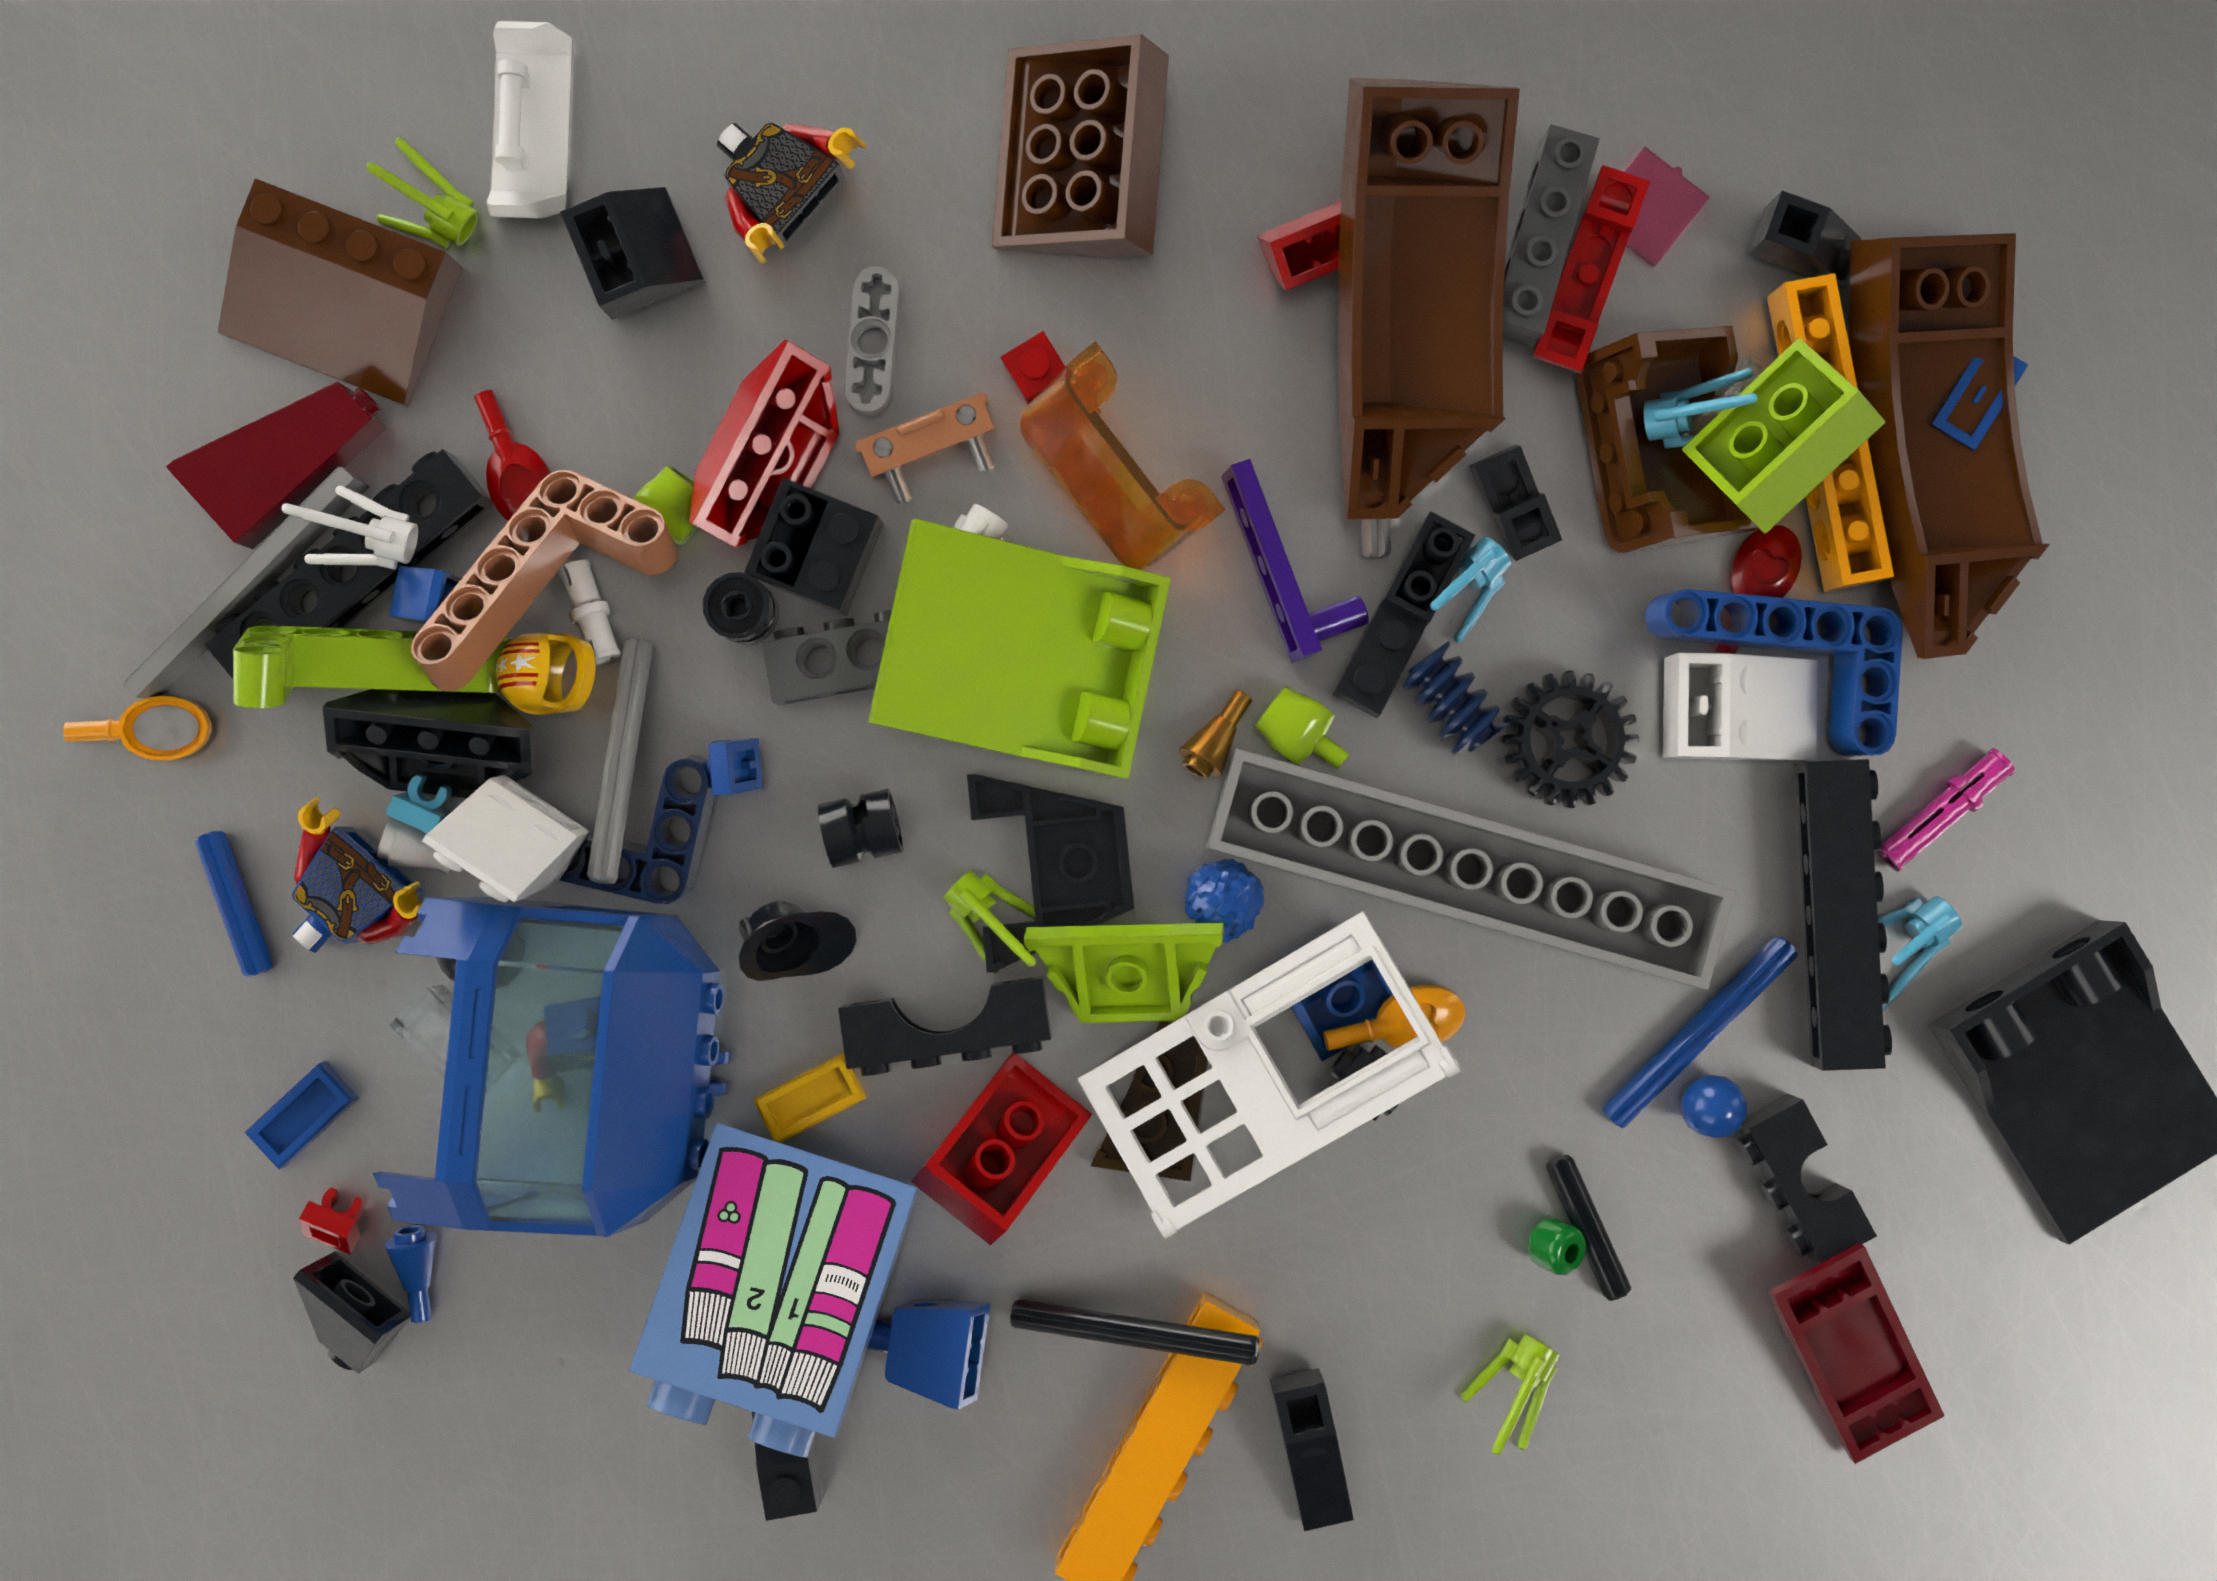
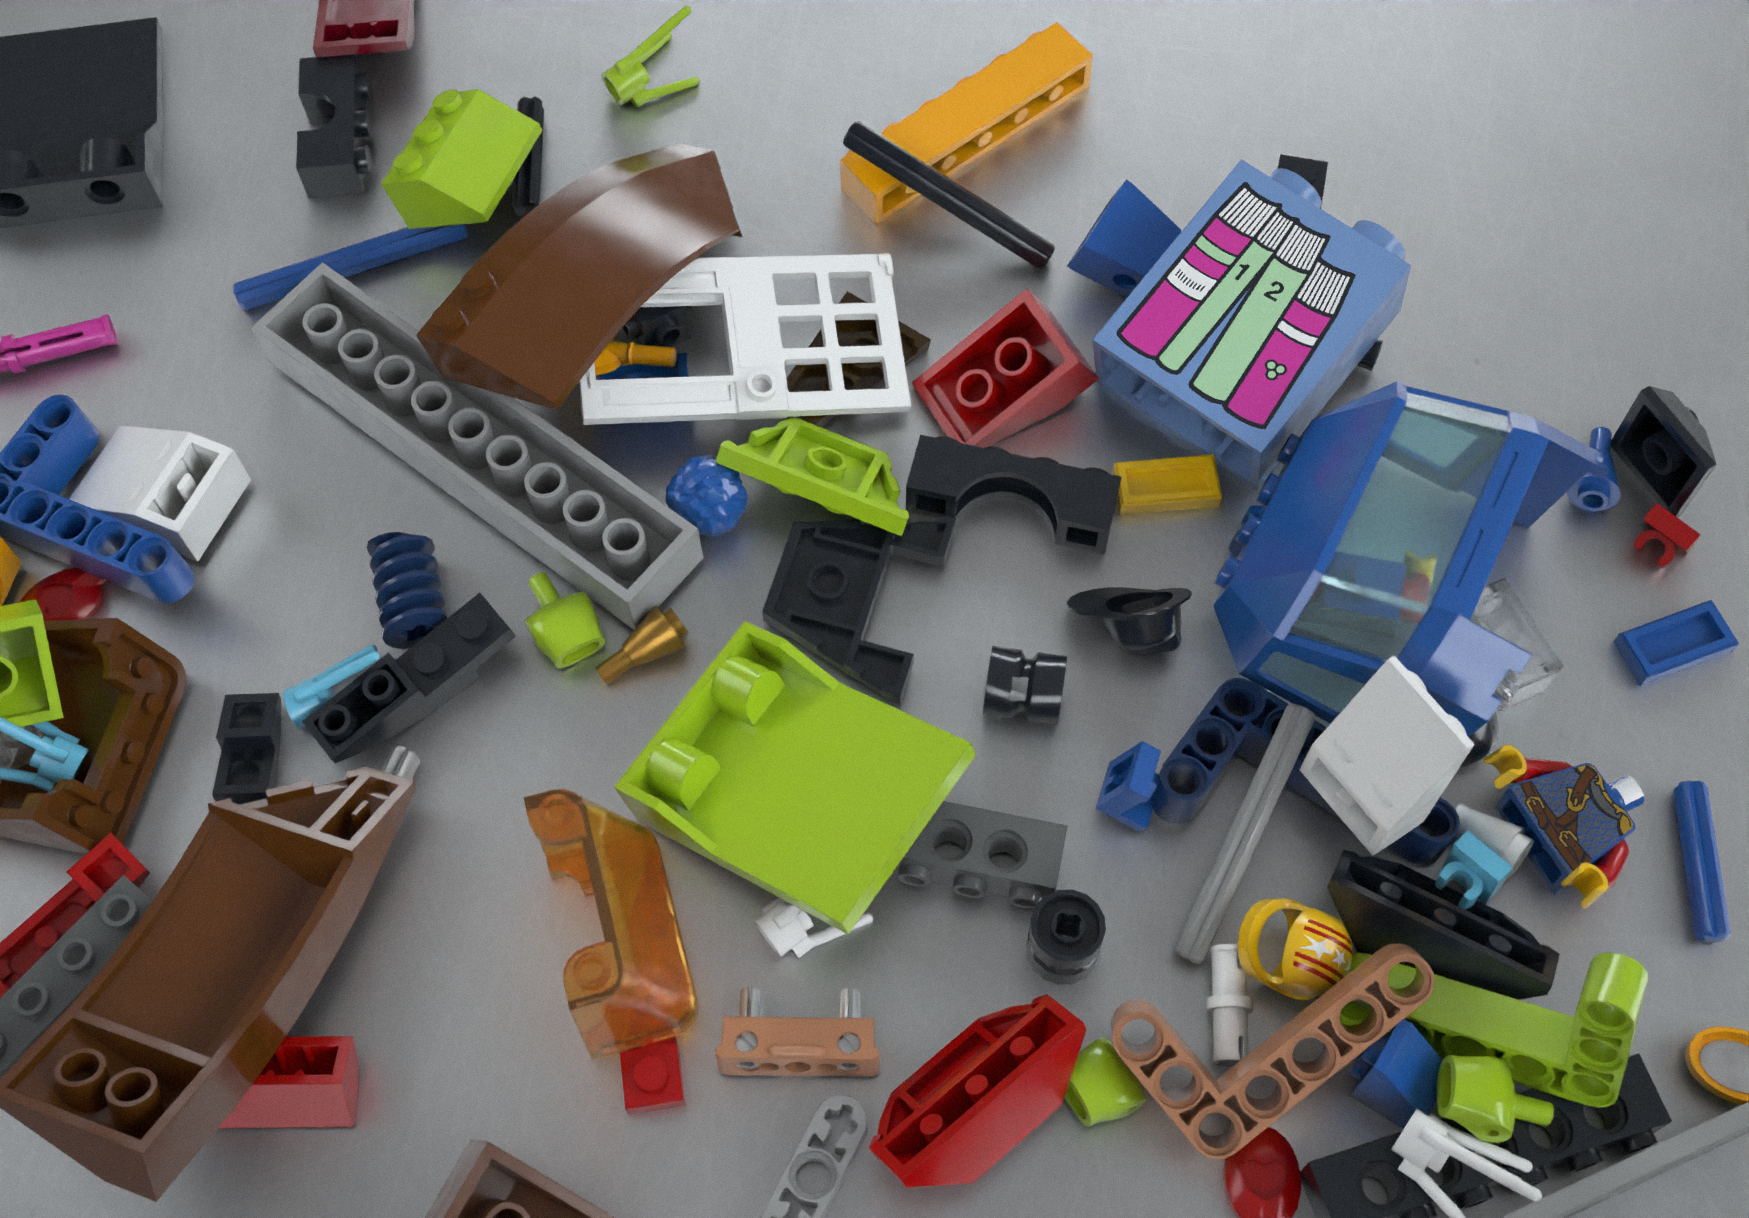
camera: 155 degrees left, 25 degrees down
(355, 593) = (1483, 1097): none -> lime piece
(814, 546) = (961, 967): black slope -> none
(972, 900) = (943, 589): lime plant -> none
(1297, 627) = (516, 714): dark purple piece -> none
(1312, 1449) = (836, 82): black slope -> none
(1437, 1087) = (576, 273): none -> reddish brown slope
(1556, 1246) = (562, 146): green piece -> none
(1582, 722) = (296, 538): black gear -> none
(1639, 1174) = (459, 160): none -> lime slope
(1714, 1106) = (367, 199): blue piece -> none
(1841, 915) = (175, 300): black brick -> none
(1929, 928) = (111, 265): medium azure plant -> none

